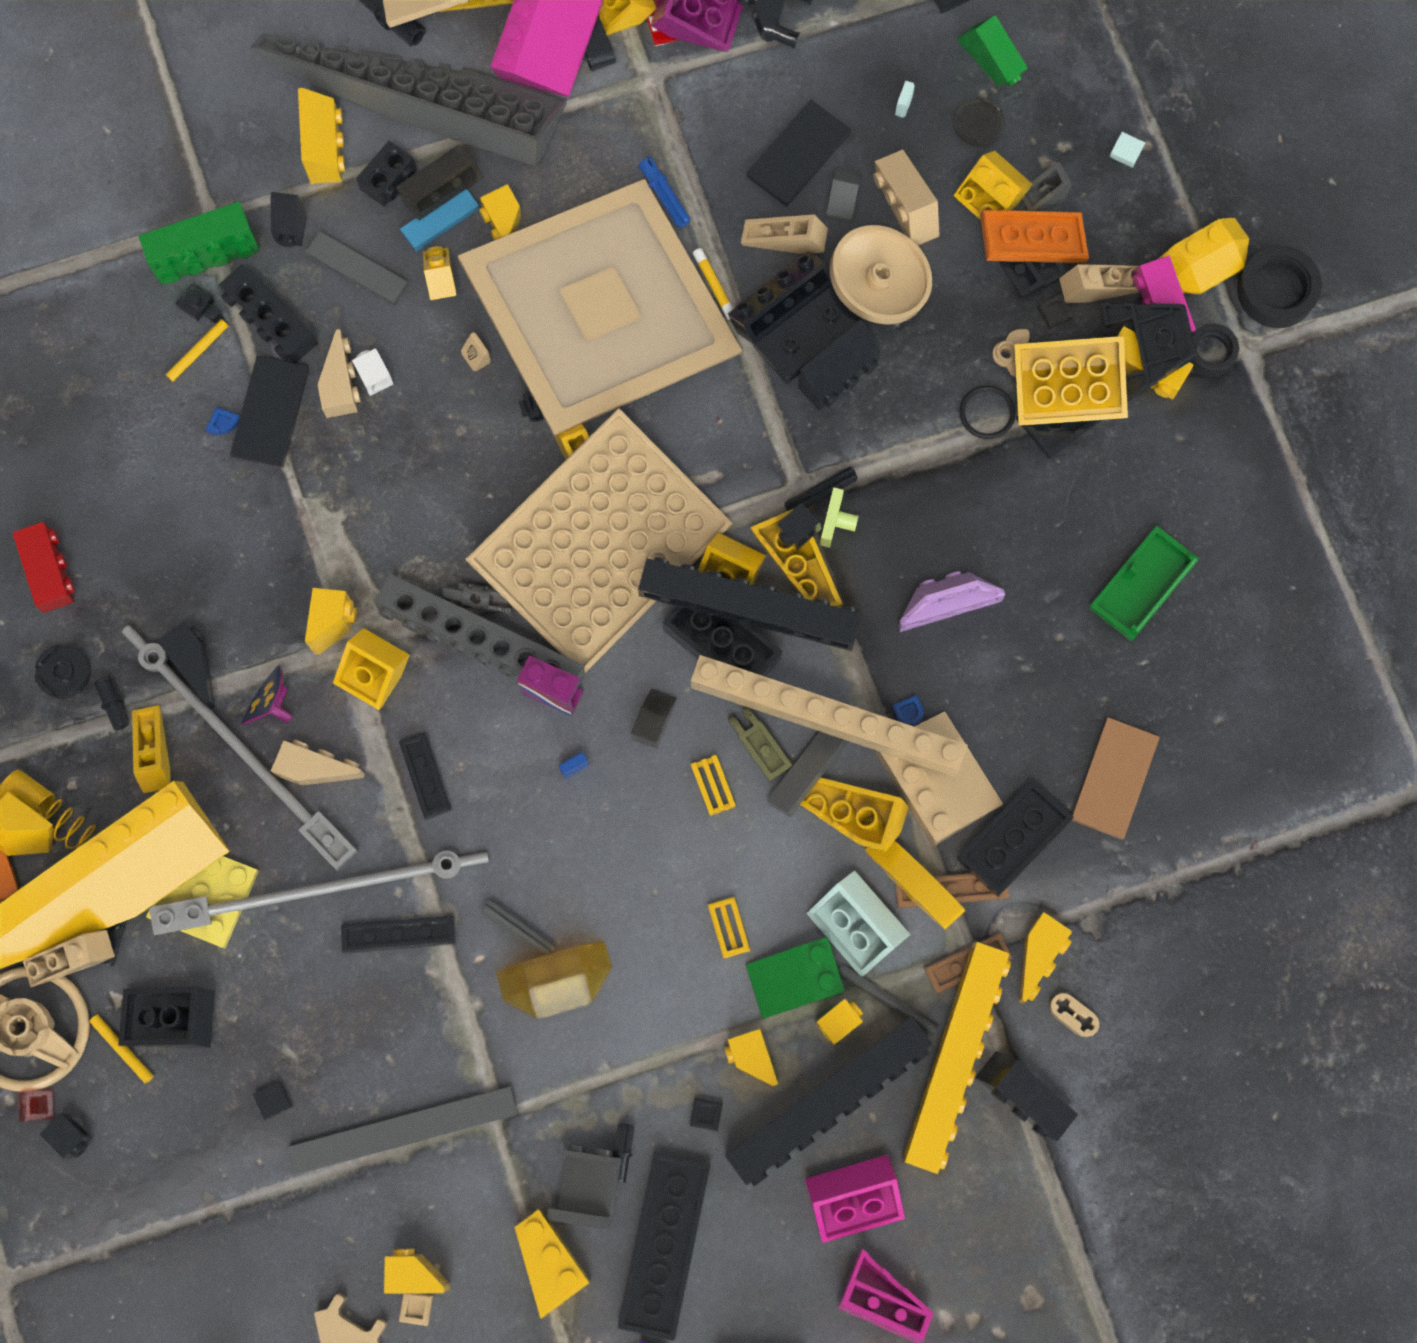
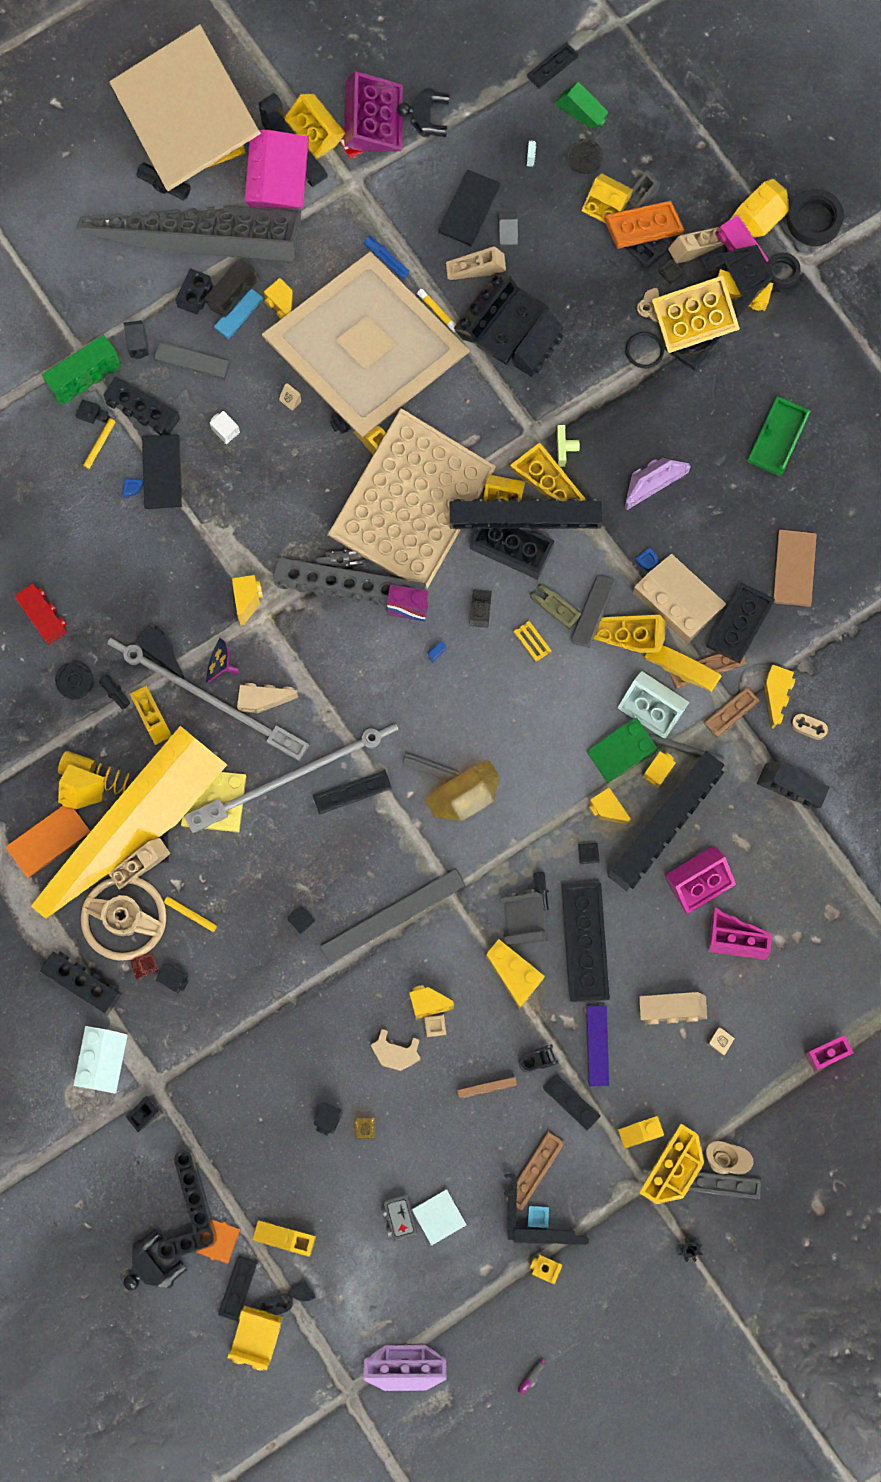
camera: 15 degrees left, 0 degrees up
(167, 1017) = (215, 884): black slope -> none
(320, 137) = (142, 278): yellow slope -> none
(335, 383) = (202, 442): tan slope -> none
(370, 668) = (282, 624): yellow slope -> none
(425, 776) = (339, 685): black tile -> none
(439, 273) = (250, 349): yellow slope -> none
(735, 950) = (577, 743): yellow tile -> none
(798, 527) = (543, 456): black brick -> none
(822, 489) = (549, 429): black axle -> none
(828, 716) = (598, 573): tan brick -> none
(880, 274) = (548, 275): tan dish -> none
(908, 197) = (552, 219): tan wedge -> none
(955, 1058) = (741, 772): yellow brick -> none
(1127, 149) = (689, 150): light aqua tile -> none

